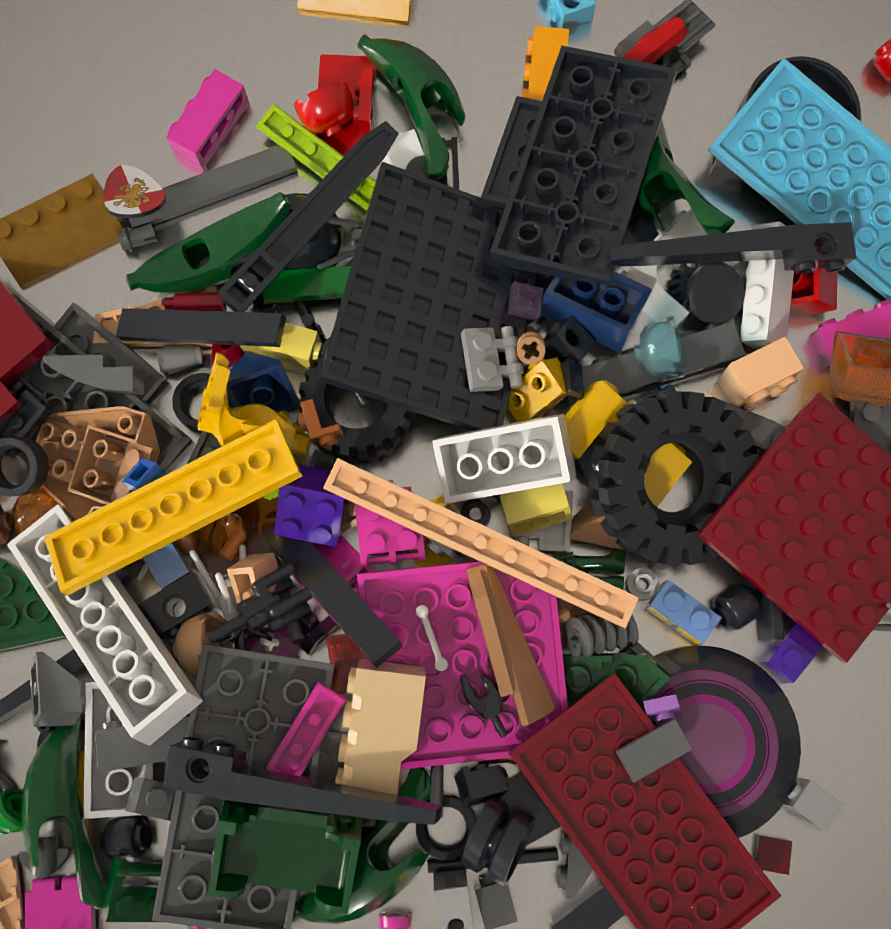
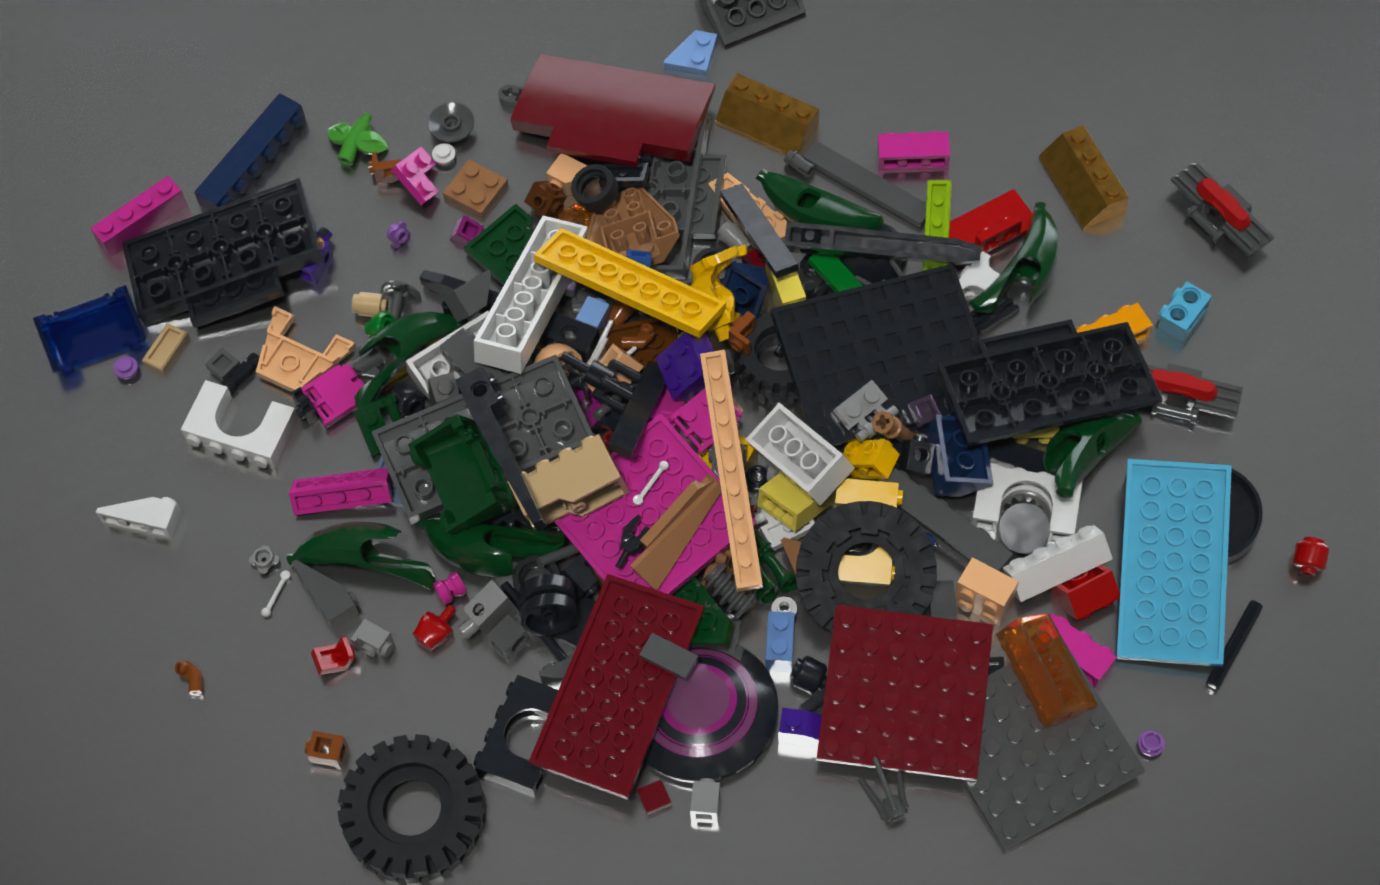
camera: 60 degrees right, 15 degrees down
(99, 372) = (688, 195): dark grey slope -> none
(132, 193) = (823, 138): shield -> none
(195, 301) = (775, 219): dark red cylinder -> none
(307, 731) = (541, 447): dark pink tile -> none
(326, 109) = (969, 213): red cylinder -> none
(573, 378) = (890, 470): black piece -> none
(661, 349) = (953, 512): clear light blue cylinder -> none
(663, 709) = (705, 653): medium lavender plate -> none
(791, 243) = (1086, 540): black piece -> none

